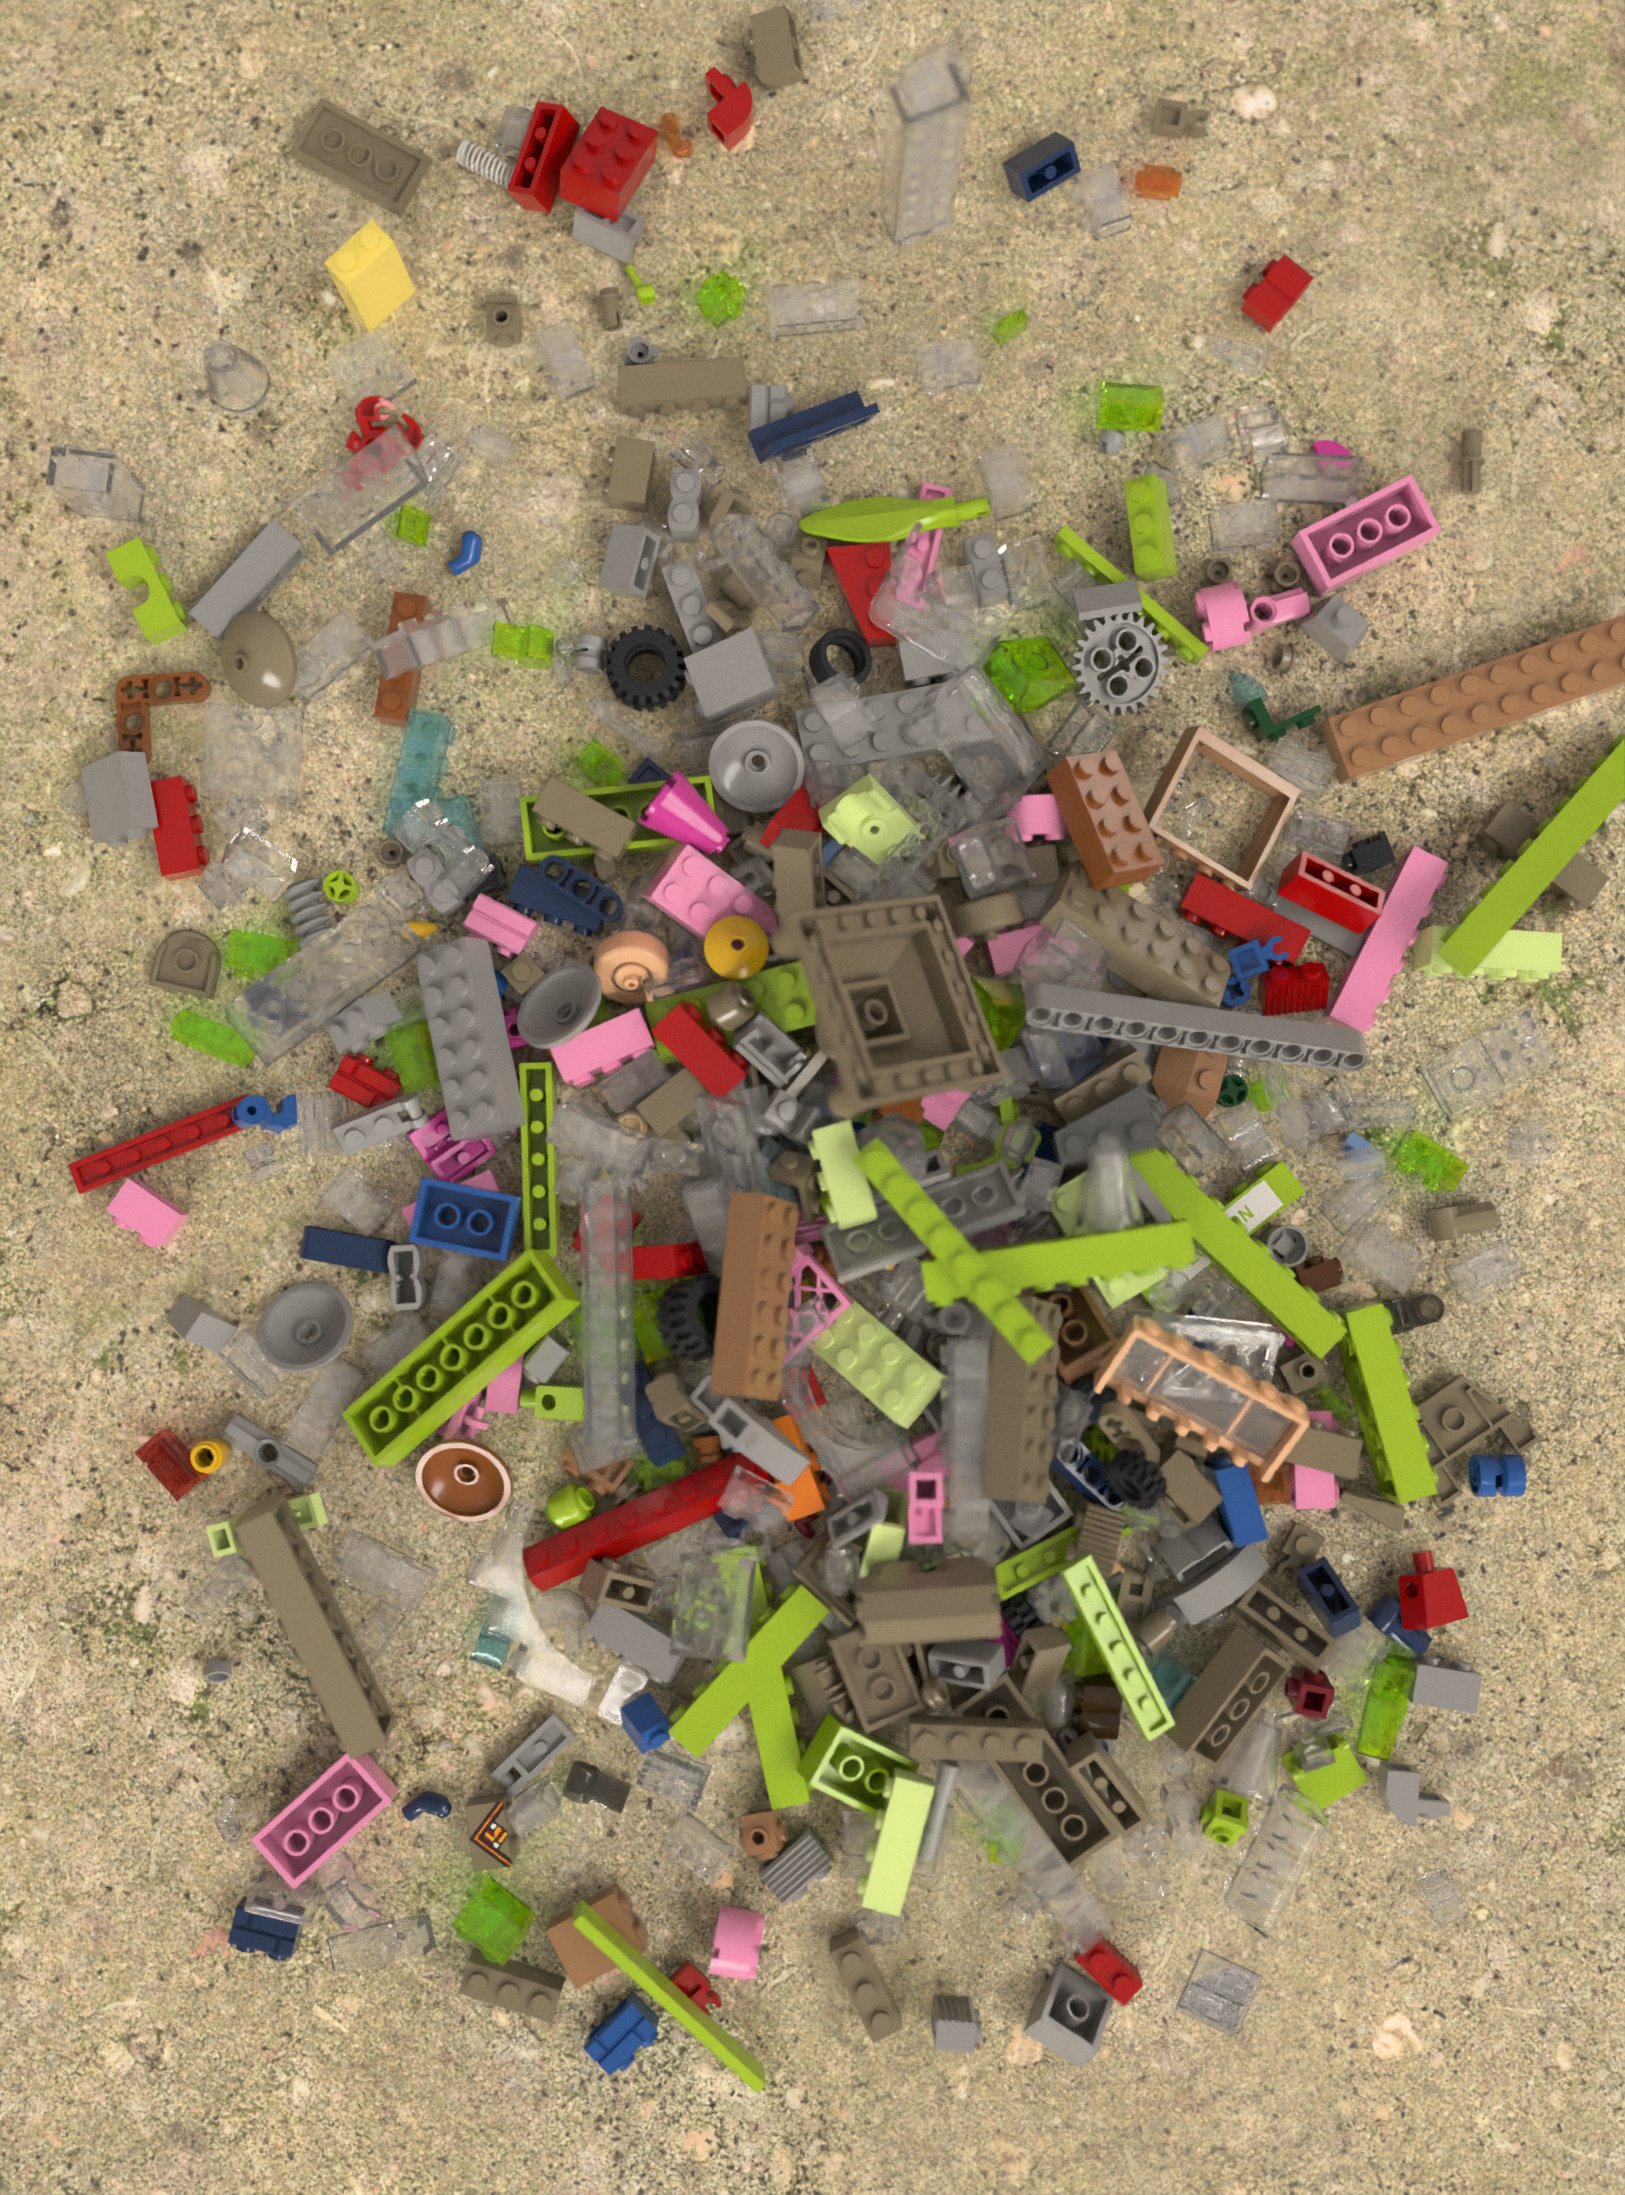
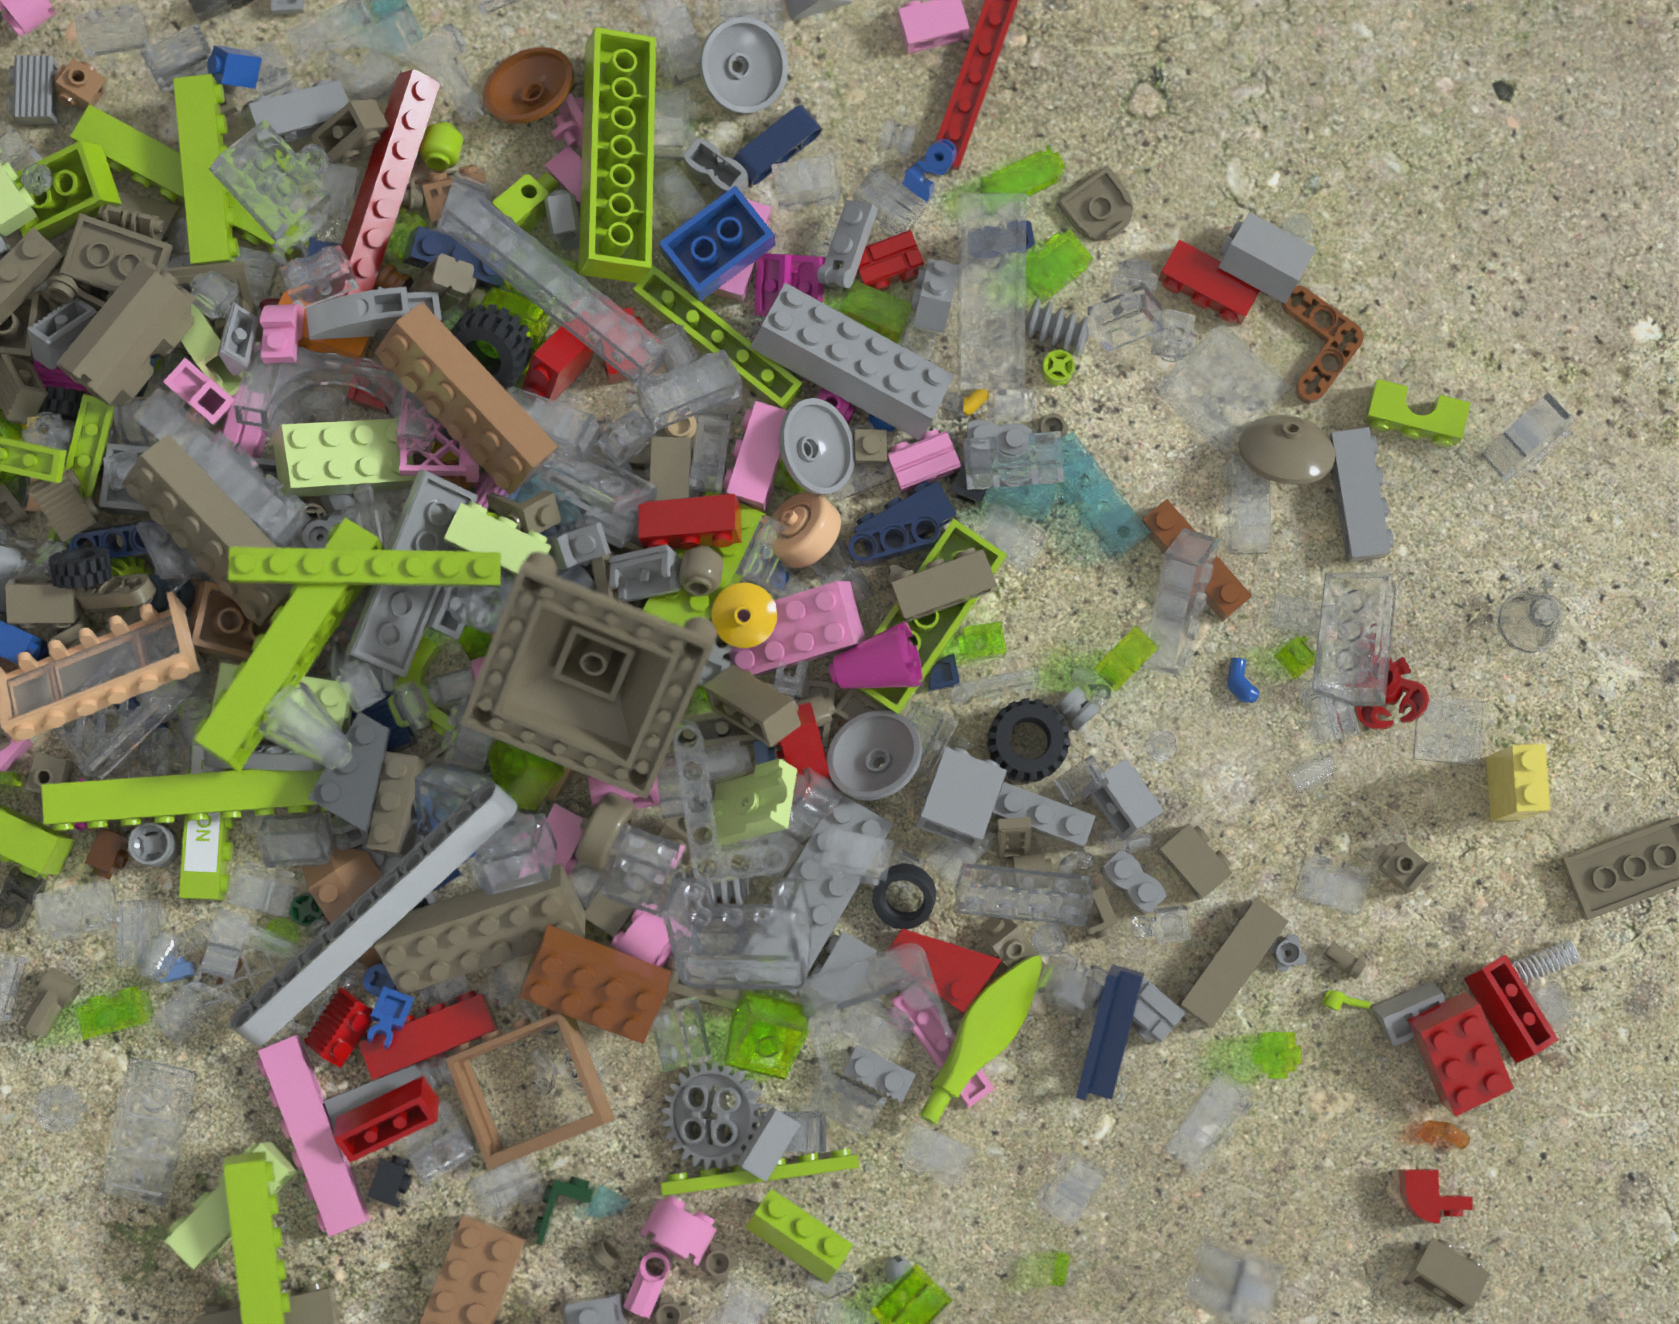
camera: 130 degrees right, 5 degrees down
(643, 601) = (1081, 781): none -> clear tile
(823, 1490) = (281, 332): none -> bright pink brick
(870, 1799) = (30, 178): none -> clear plate

